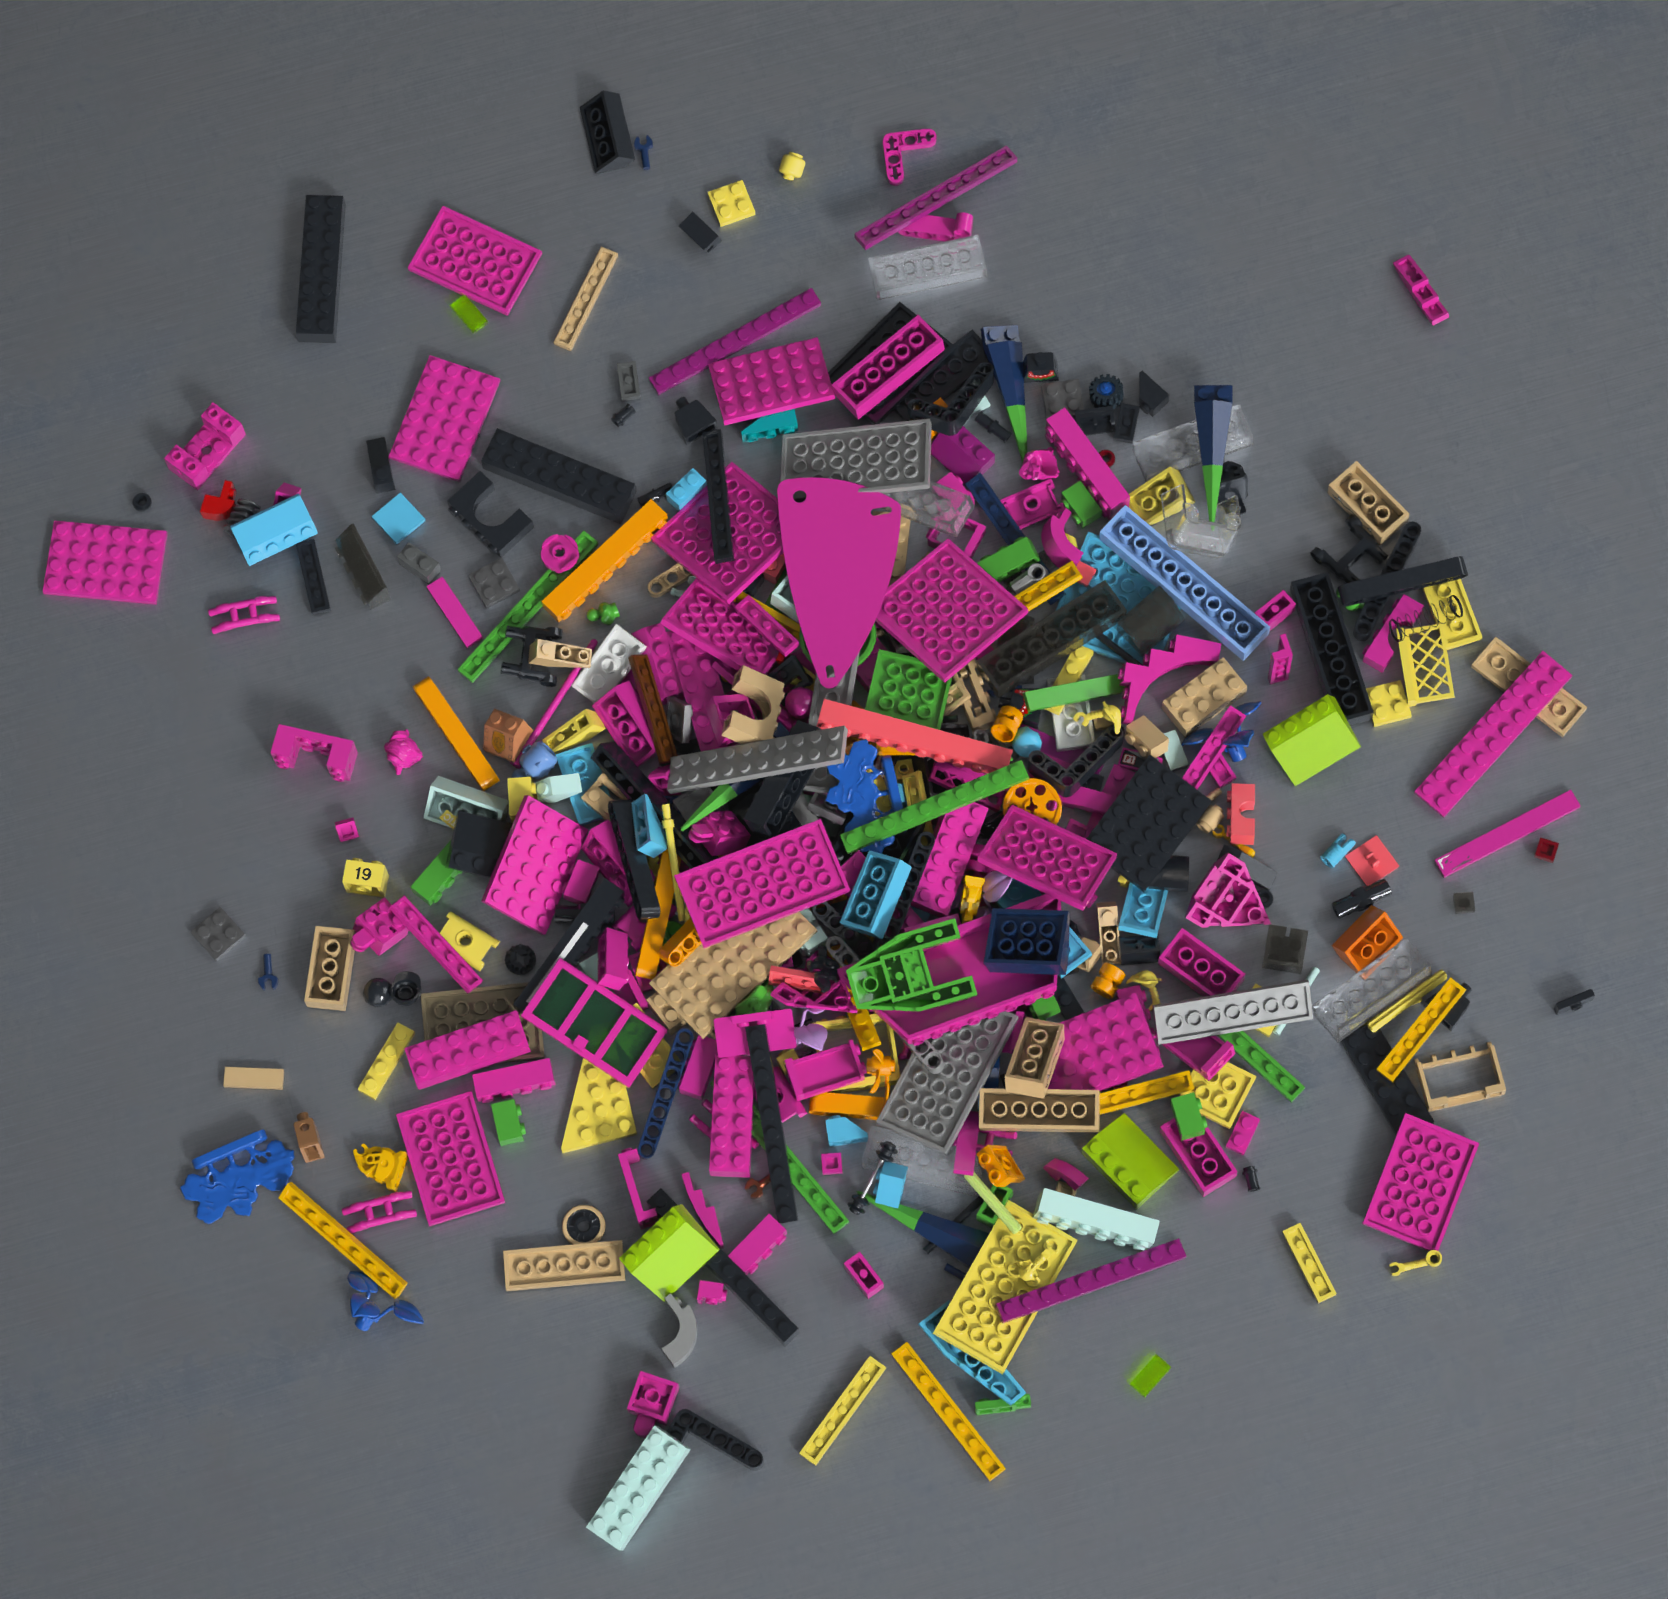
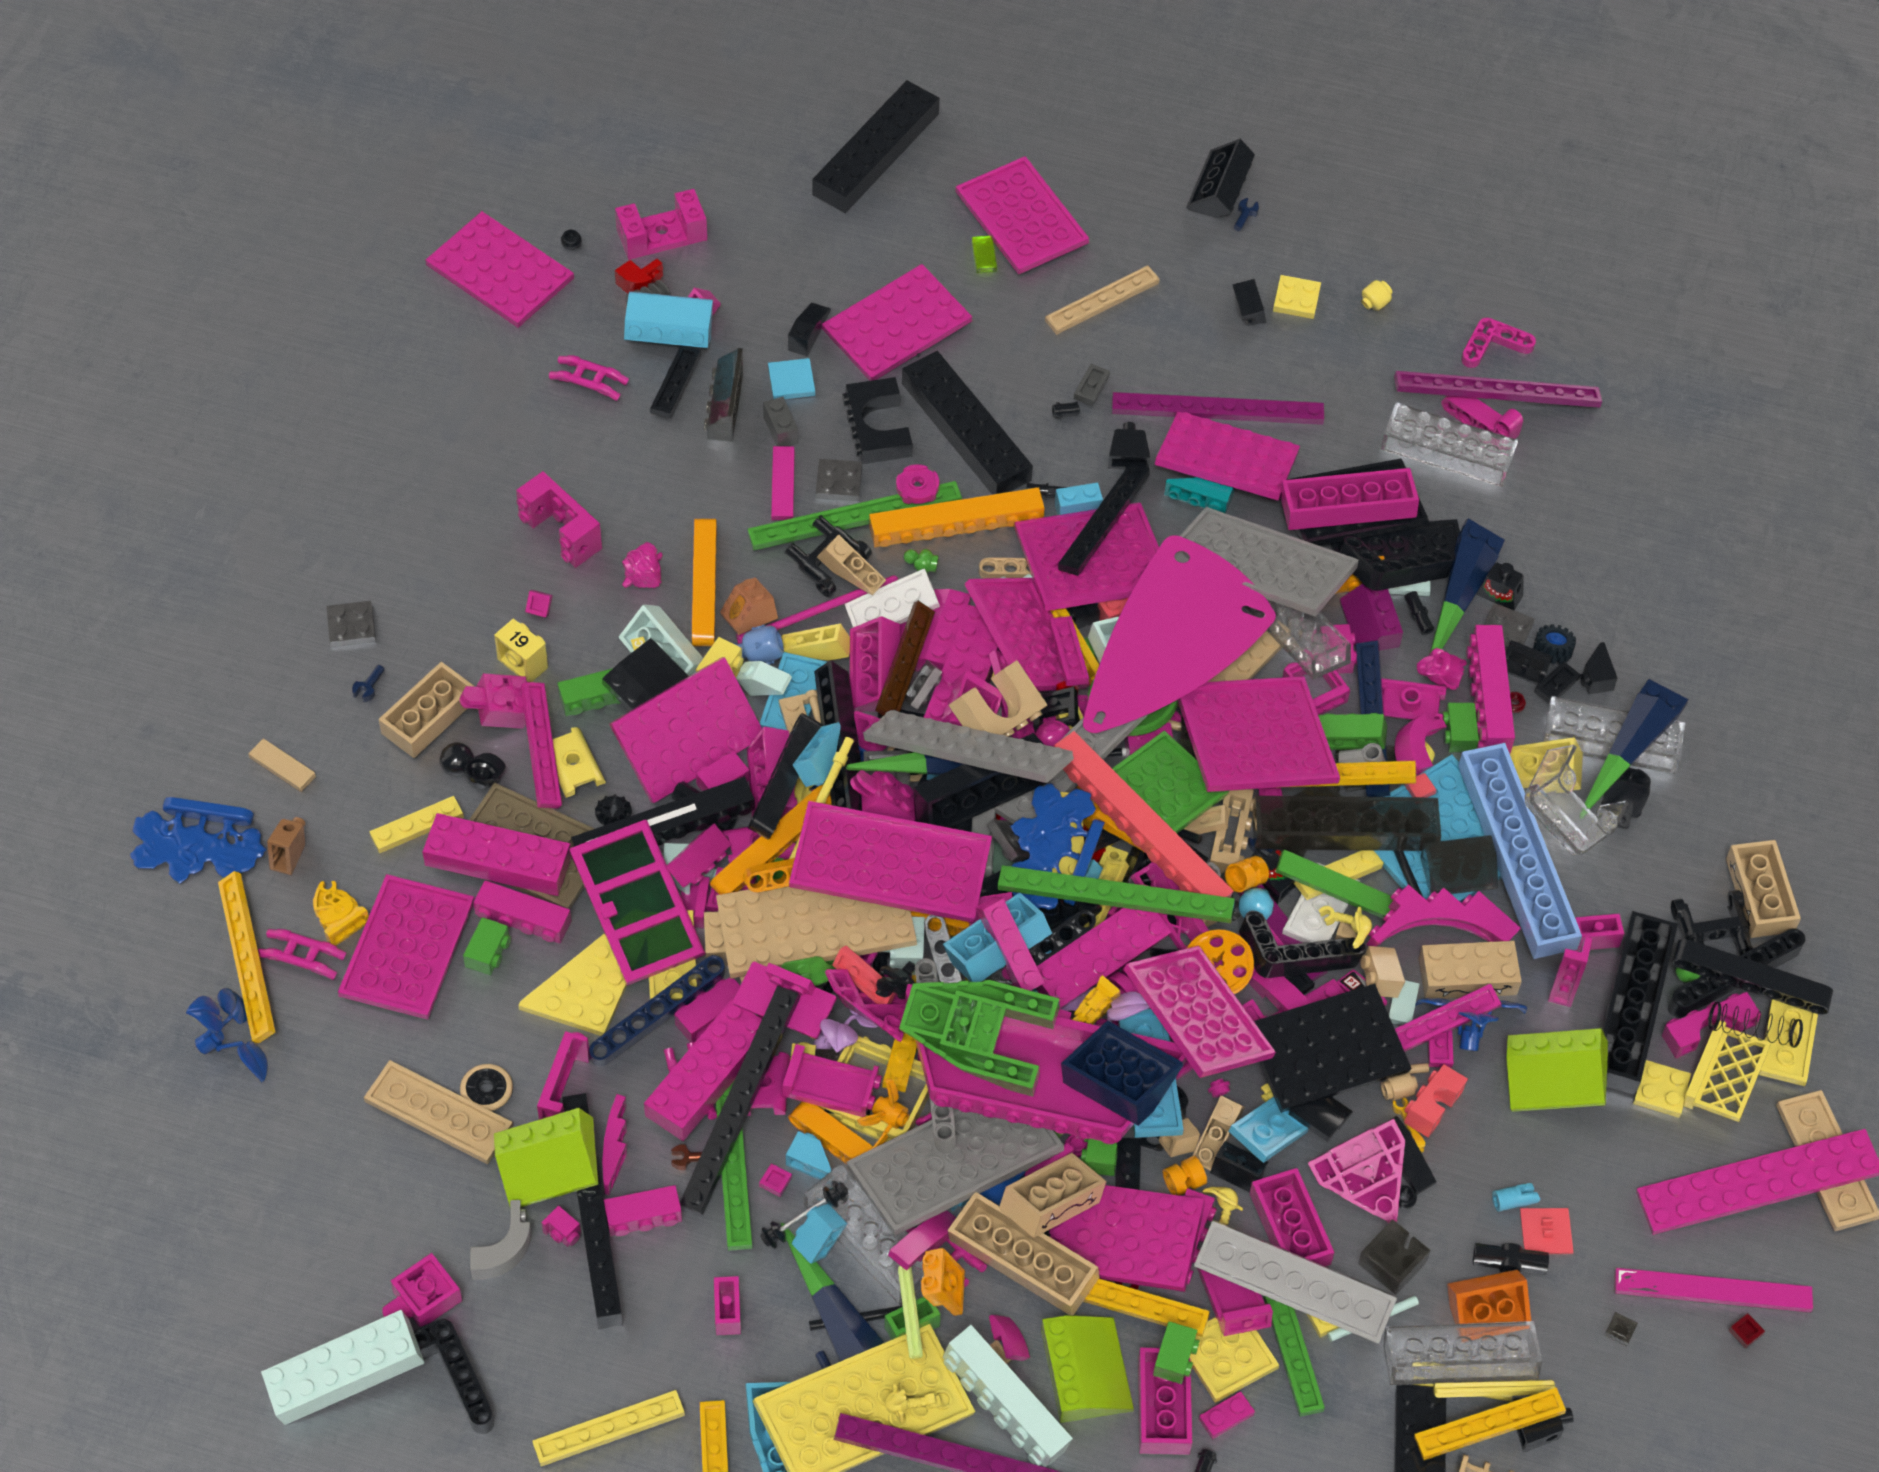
camera: 25 degrees right, 15 degrees down
(889, 894) = (1006, 934): none -> dark pink arch

